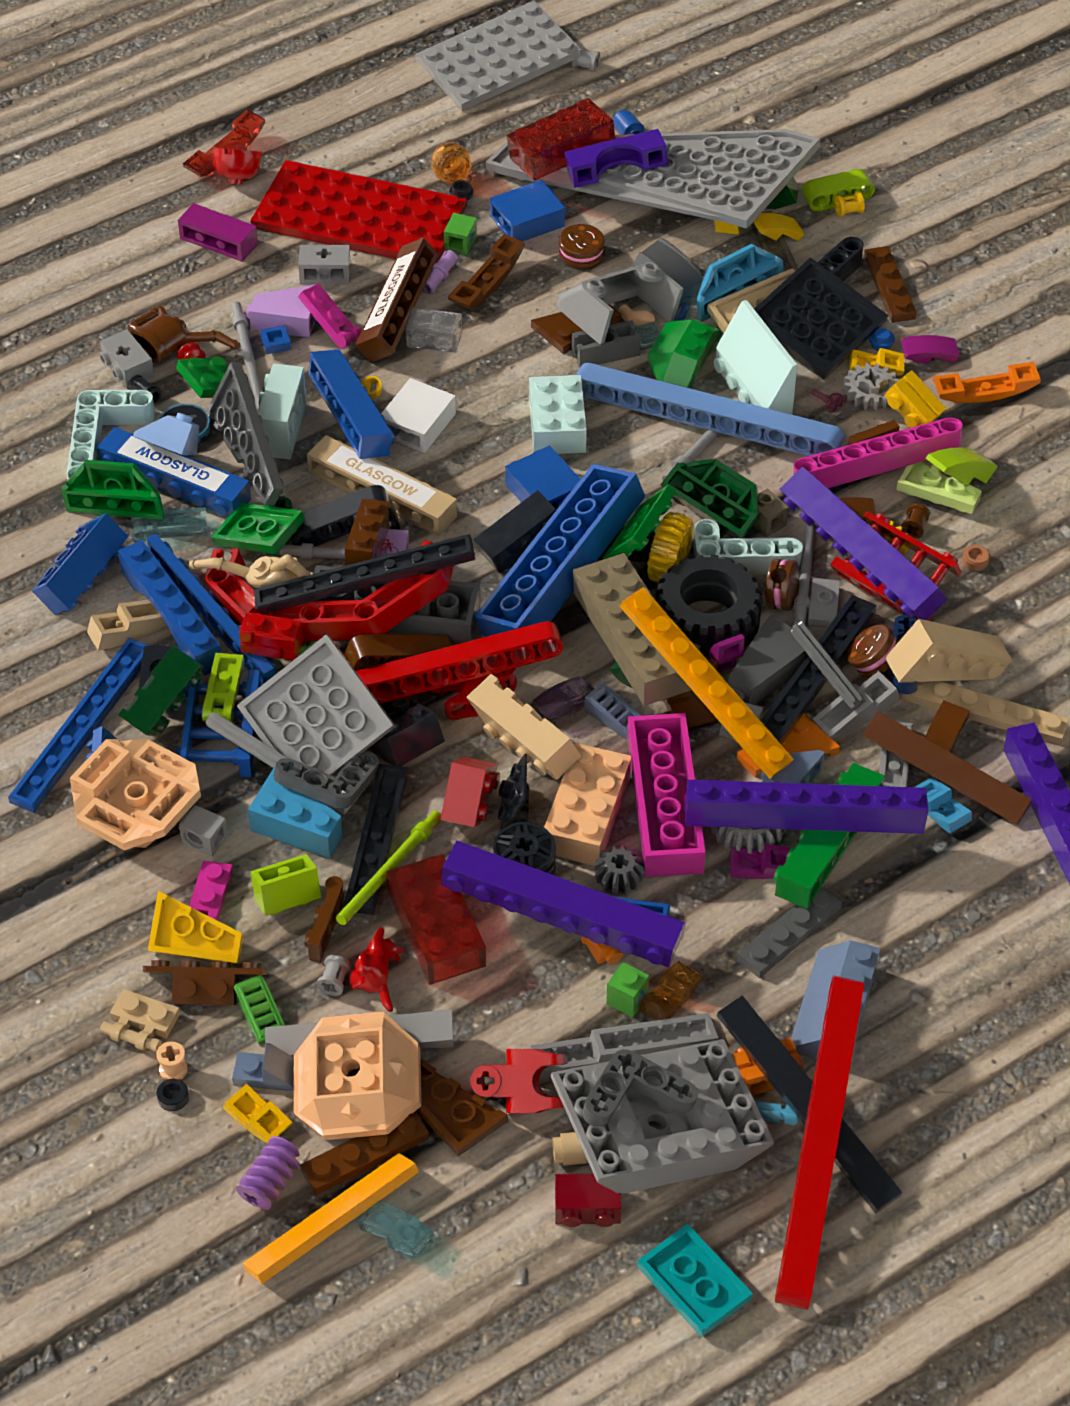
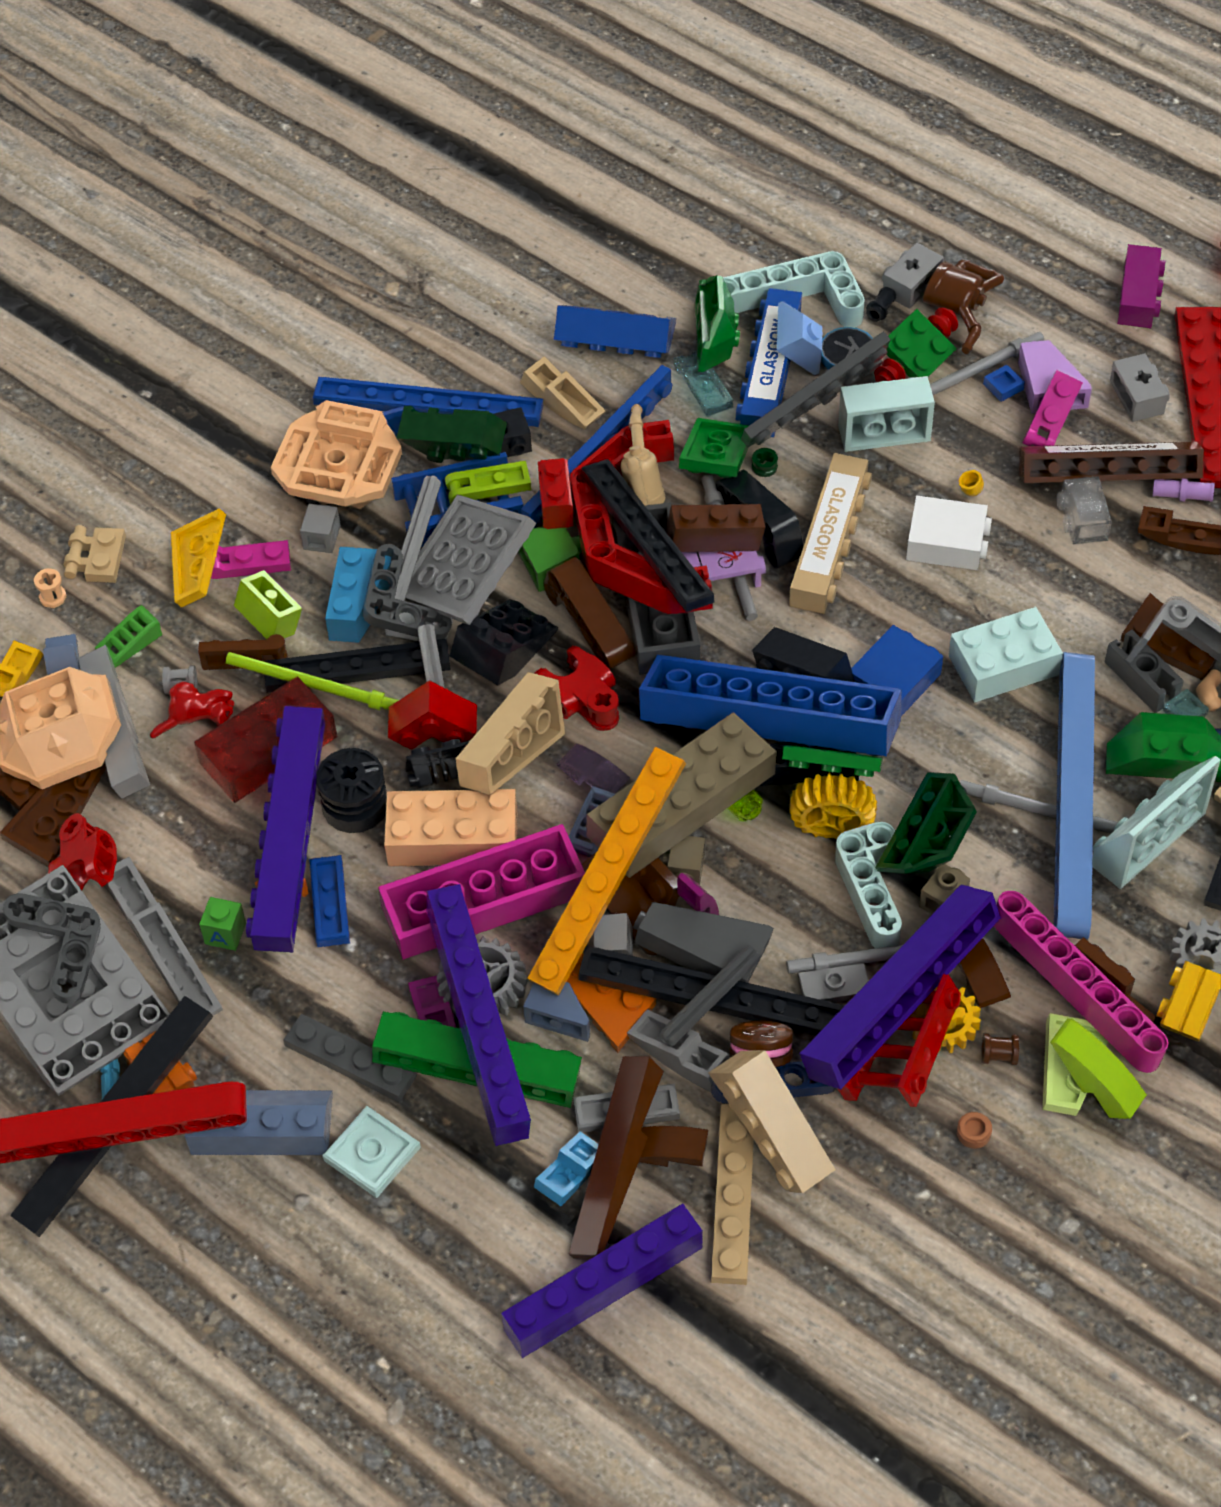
camera: 75 degrees right, 5 degrees up
(151, 580) = (563, 430): blue arch -> none
(172, 1094) = (22, 603): black tile -> none
(204, 984) = (147, 583): reddish brown bracket -> none
(350, 404) = (923, 465): blue brick -> none
(409, 776) = (430, 654): none -> light grey axle
(448, 664) = (573, 648): red beam -> none
(619, 870) = (371, 874): dark grey gear -> none
(672, 992) = (238, 968): clear orange slope -> none
(711, 581) = (773, 831): black tyre -> none
(782, 584) = (828, 928): reddish brown head -> none
(832, 401) = (1170, 915): clear pink hand -> none
(888, 929) = (371, 1151): none -> light aqua tile

